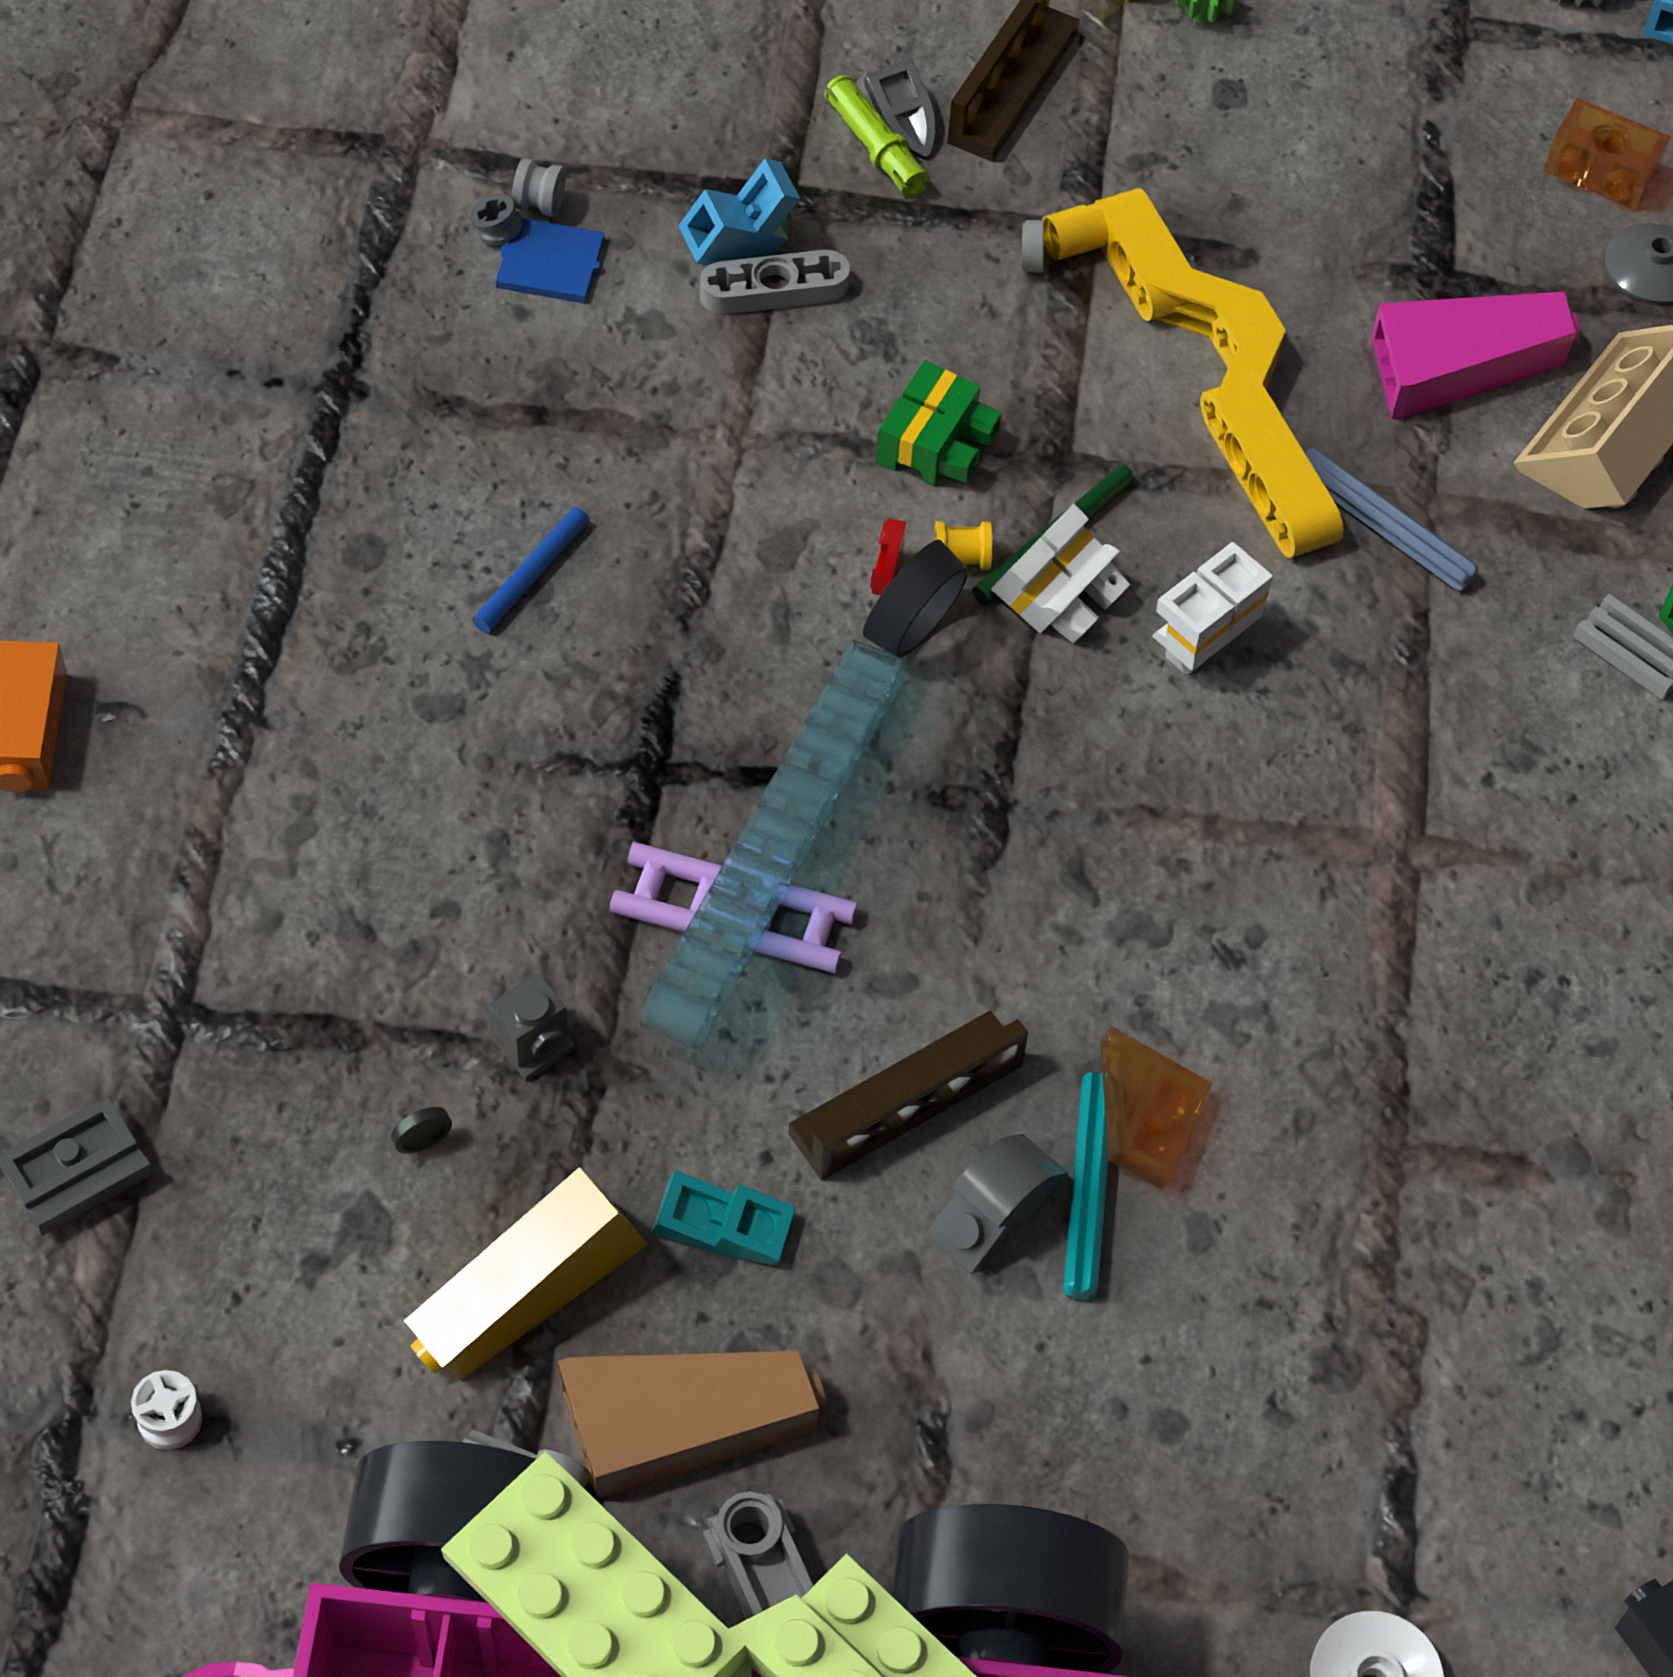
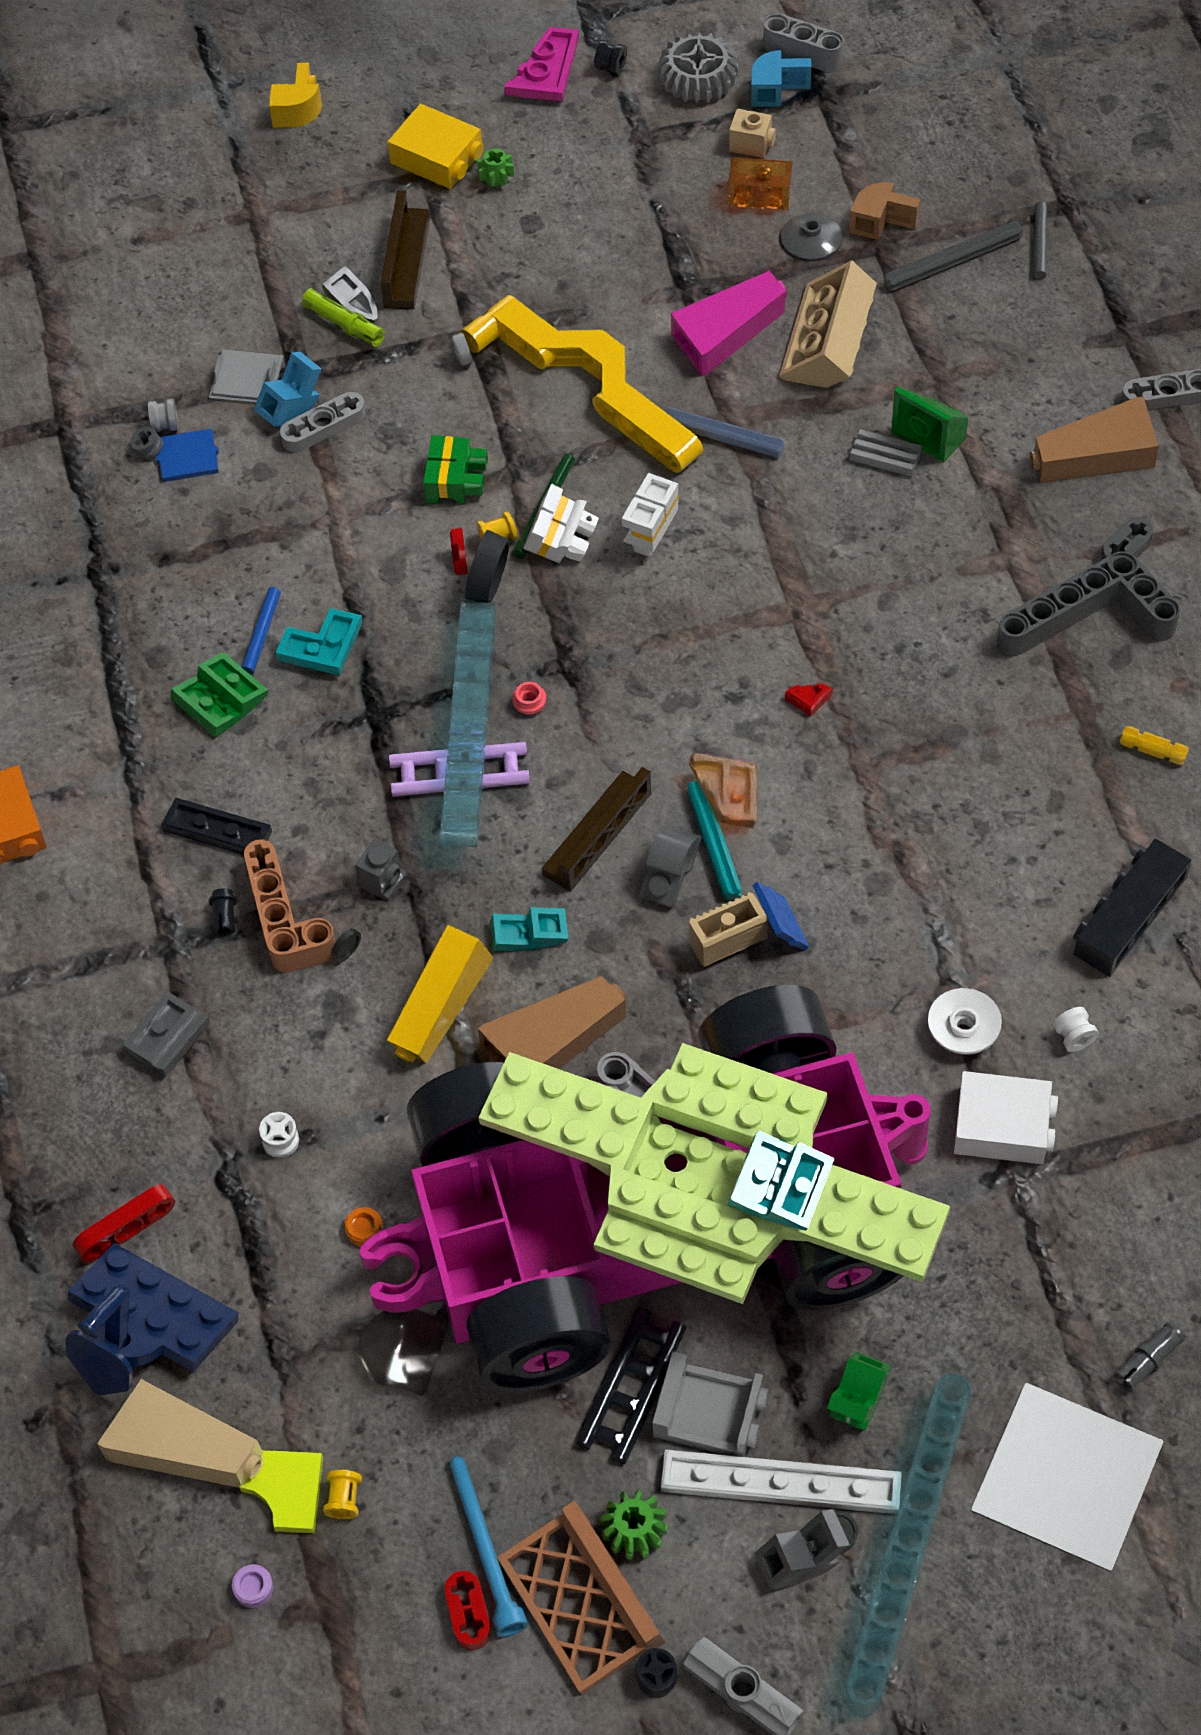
camera: 15 degrees left, 0 degrees up
(228, 1626) = (362, 1224): none -> orange tile
(263, 986) = (223, 911): none -> black pin
(316, 858) = (213, 826): none -> black tile
(348, 1021) = (275, 905): none -> nougat beam
(420, 645) = (219, 694): none -> green slope
(617, 636) = (325, 650): none -> teal plate
(684, 164) = (242, 374): none -> light grey piece
(899, 821) = (526, 691): none -> coral plate
(1042, 1352) = (728, 929): none -> tan brick
(1139, 1364) = (780, 916): none -> blue piece
(1345, 1002) = (808, 697): none -> red tile
(1624, 73) = (751, 133): none -> tan brick

